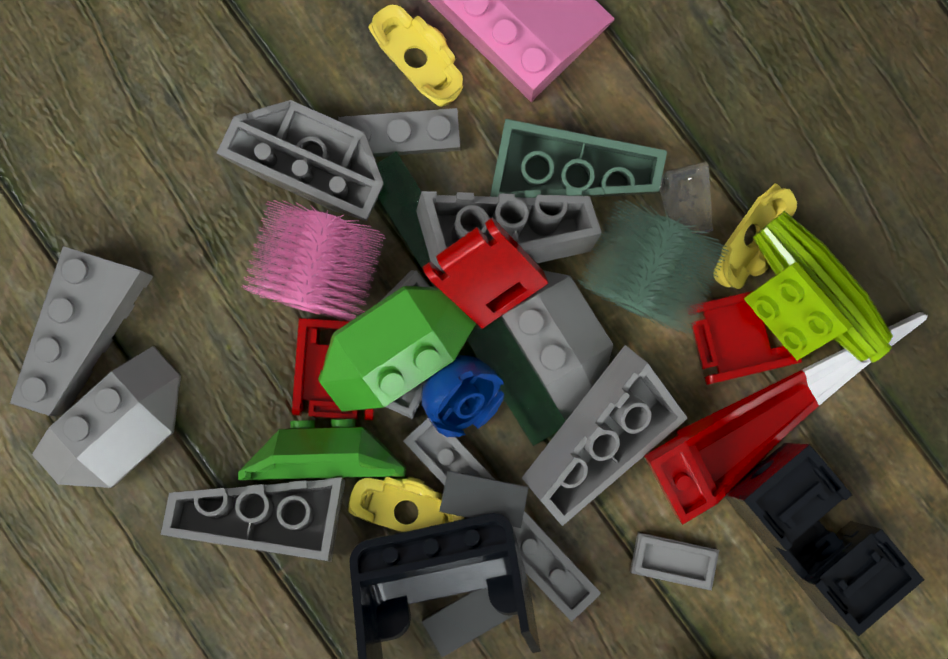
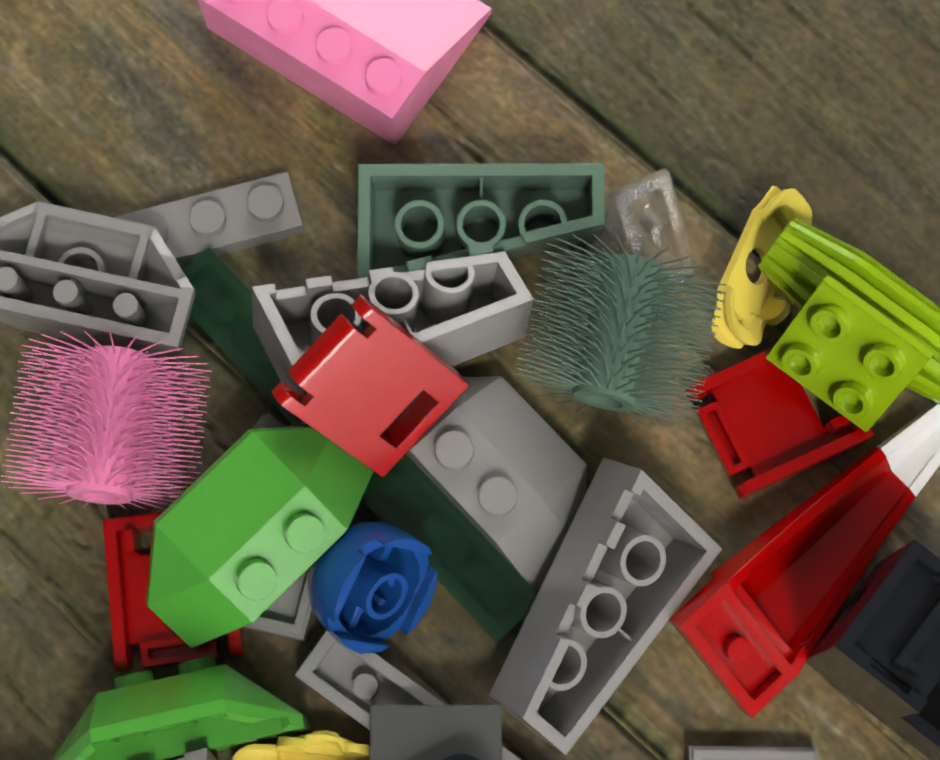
camera: 10 degrees left, 10 degrees down
(399, 32) = (185, 84): light yellow piece -> none

